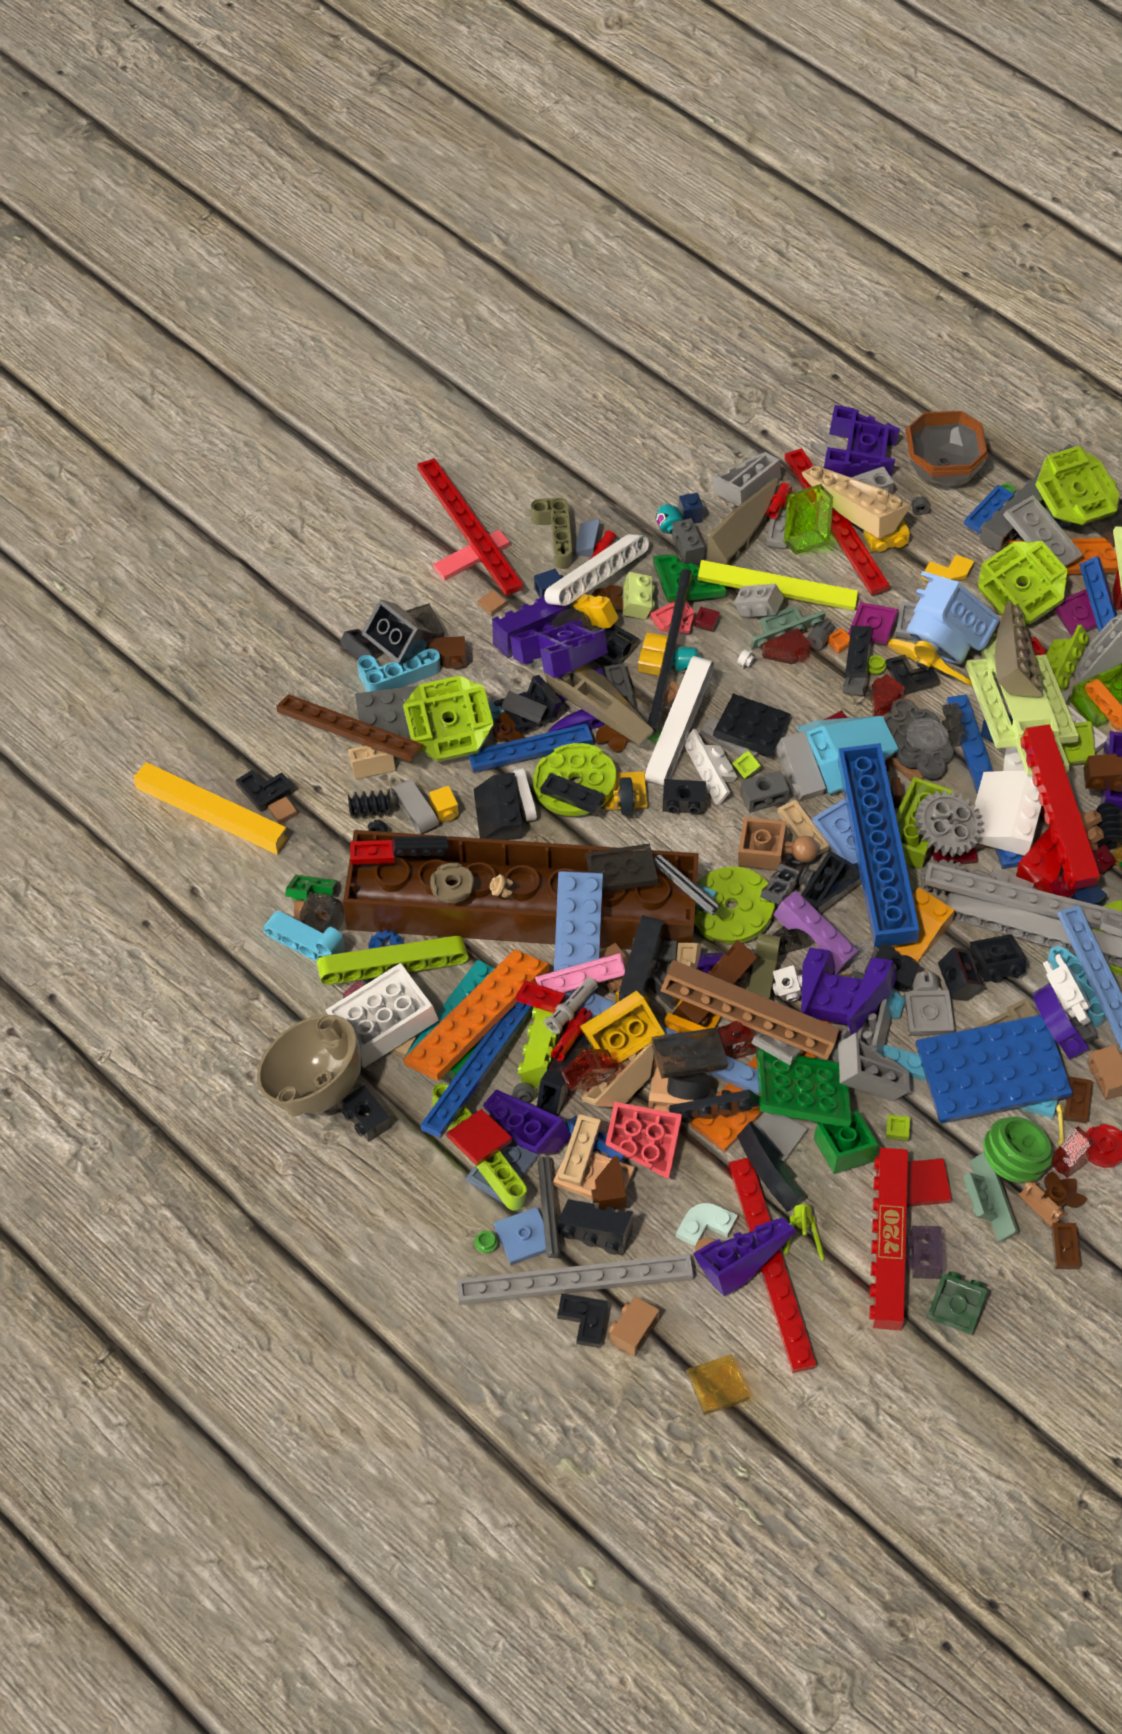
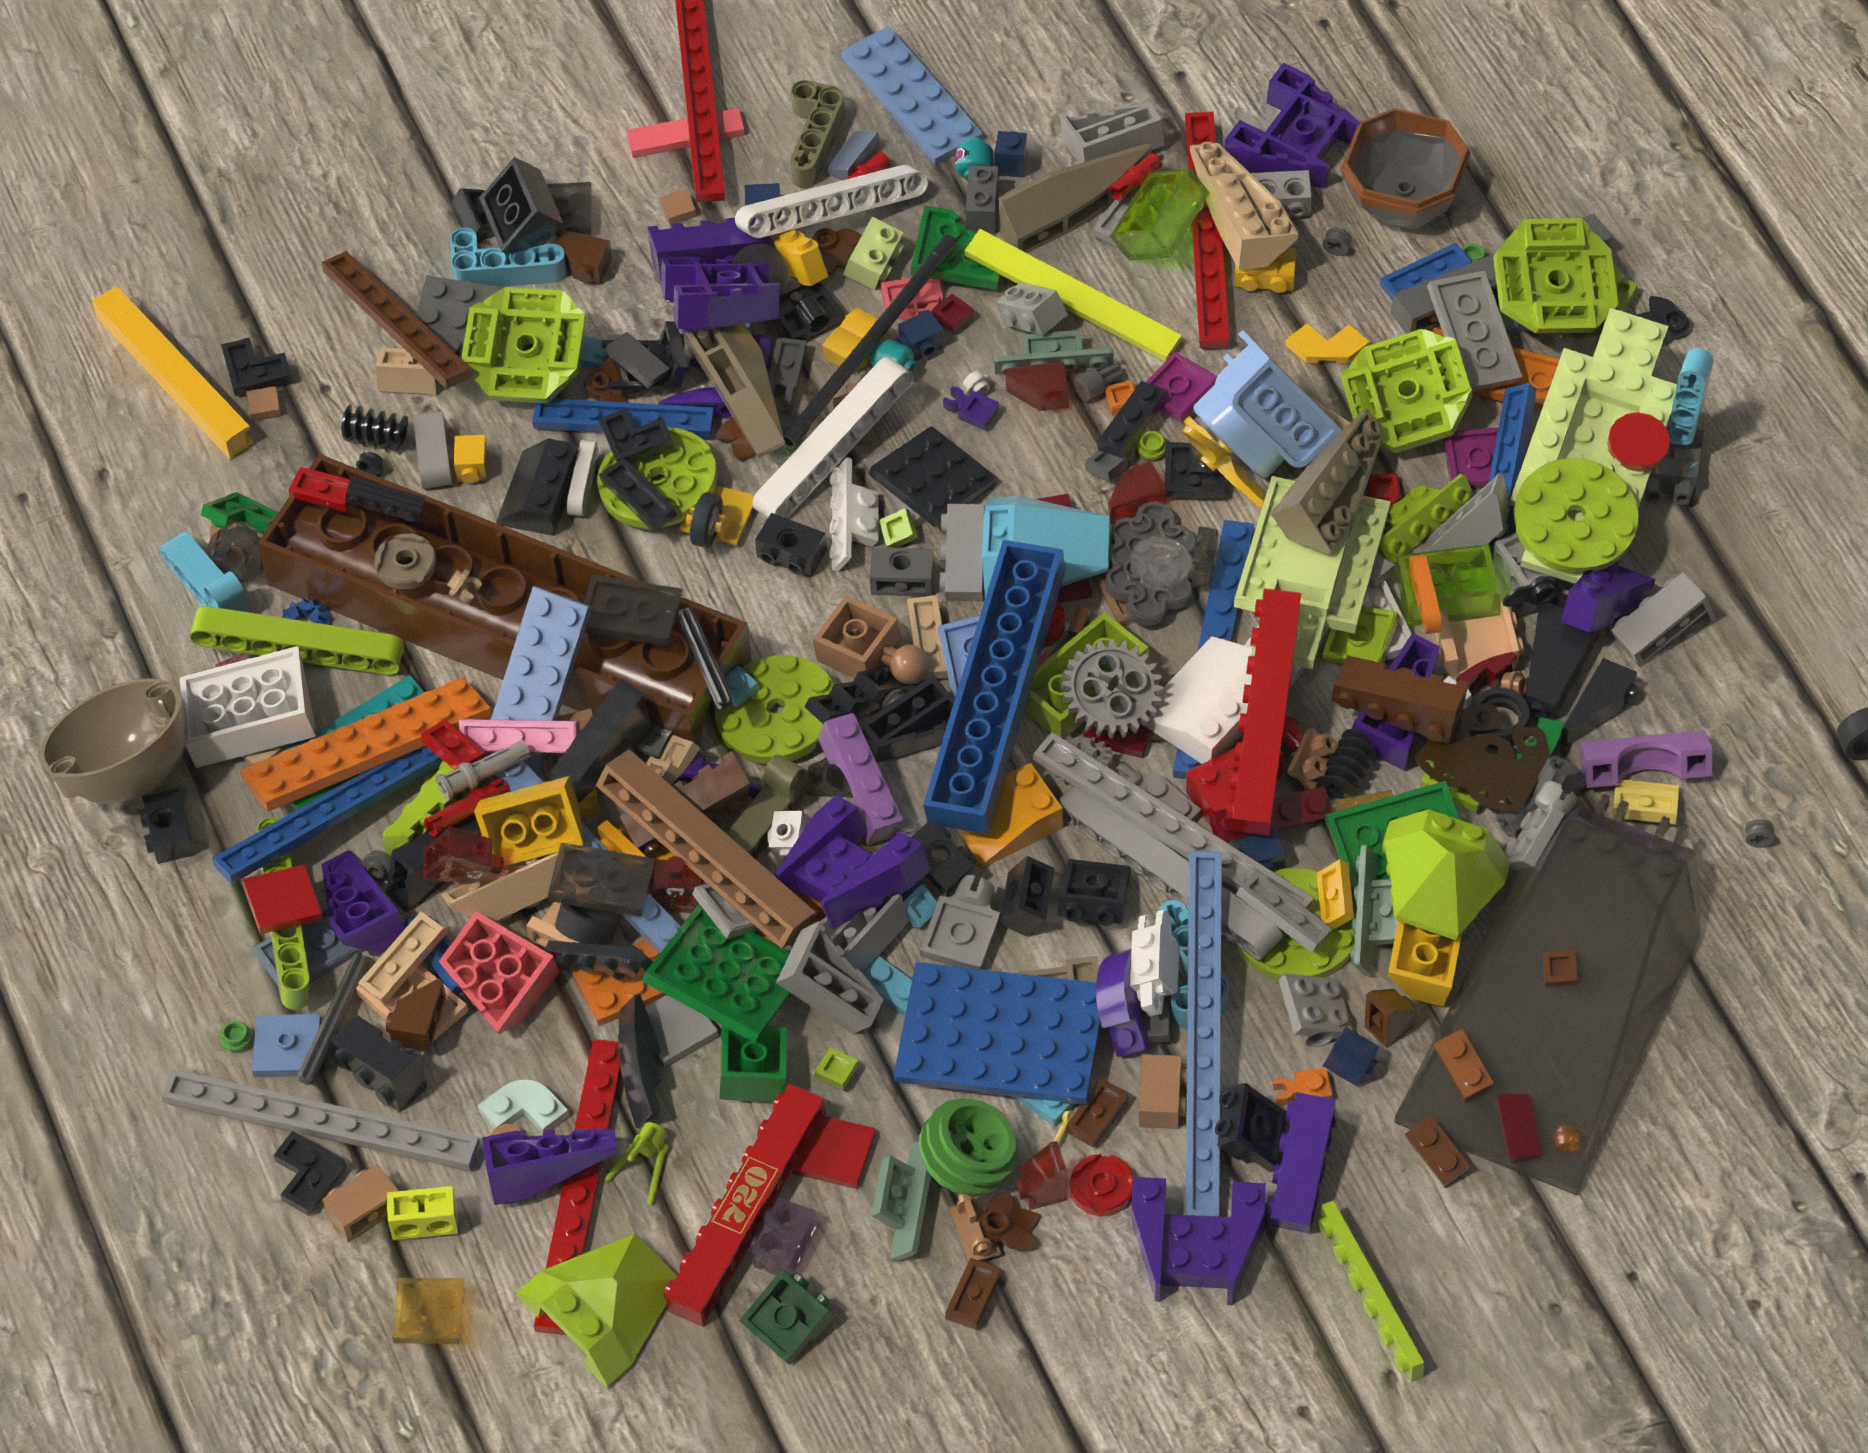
camera: 25 degrees right, 0 degrees up
(548, 761) = (634, 443): none -> black plate
(604, 491) = (910, 94): none -> medium blue plate
(681, 1318) = (422, 1213): none -> neon yellow brick
(696, 636) = (922, 335): none -> dark blue brick
(753, 674) = (973, 409): none -> dark purple plate
(834, 1334) = (604, 1302): none -> lime wedge

